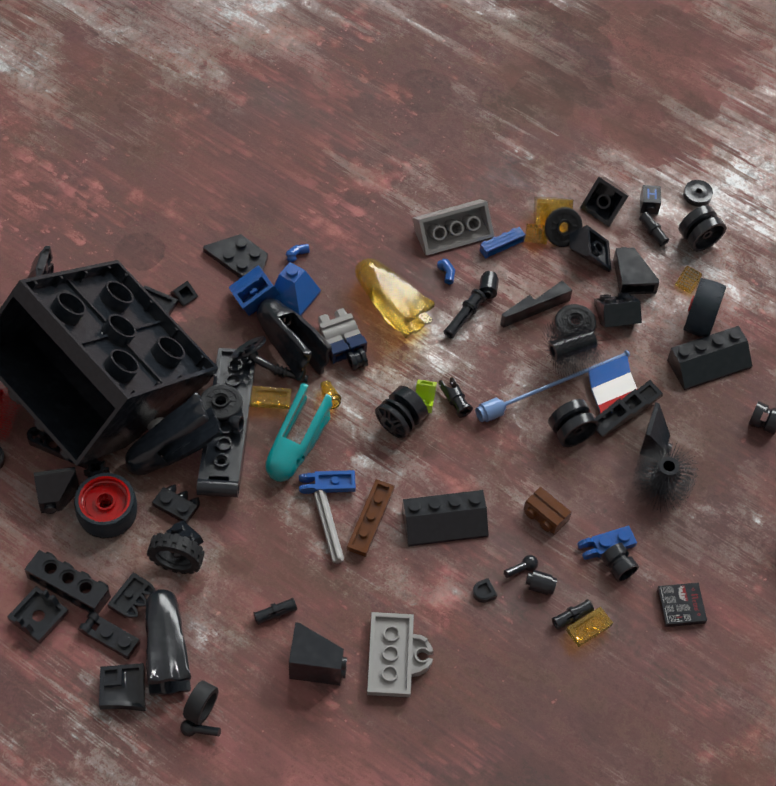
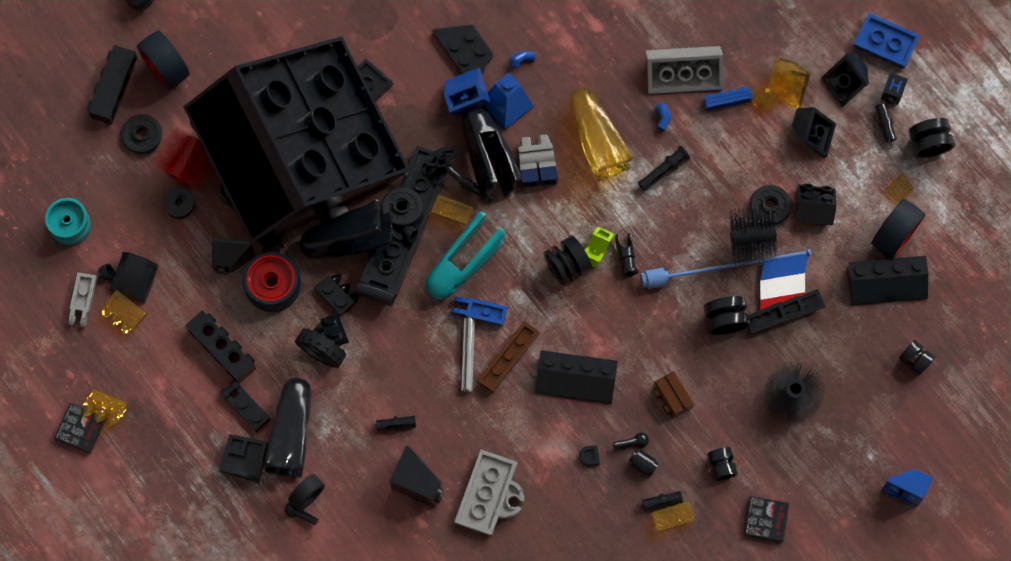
camera: 20 degrees right, 15 degrees up
(38, 601) = (188, 356): black piece -> none
(42, 263) = (270, 18): black slope -> none
(130, 595) = (273, 374): black plate -> none
(184, 293) = (401, 76): black slope -> none
(327, 388) = (508, 222): clear yellow cone -> none
(357, 359) = (544, 191): black wheel -> none
(489, 284) = (697, 143): black brick -> none
(529, 306) = (728, 178): black slope -> none
(554, 221) = (789, 89): black wheel -> none
(606, 540) = (719, 439): blue hinge -> none
(627, 164) = (886, 40): none -> blue plate
(633, 272) = (845, 167): black slope -> none
(656, 432) = (802, 348): black slope -> none
(693, 188) = (953, 86): black piece -> none

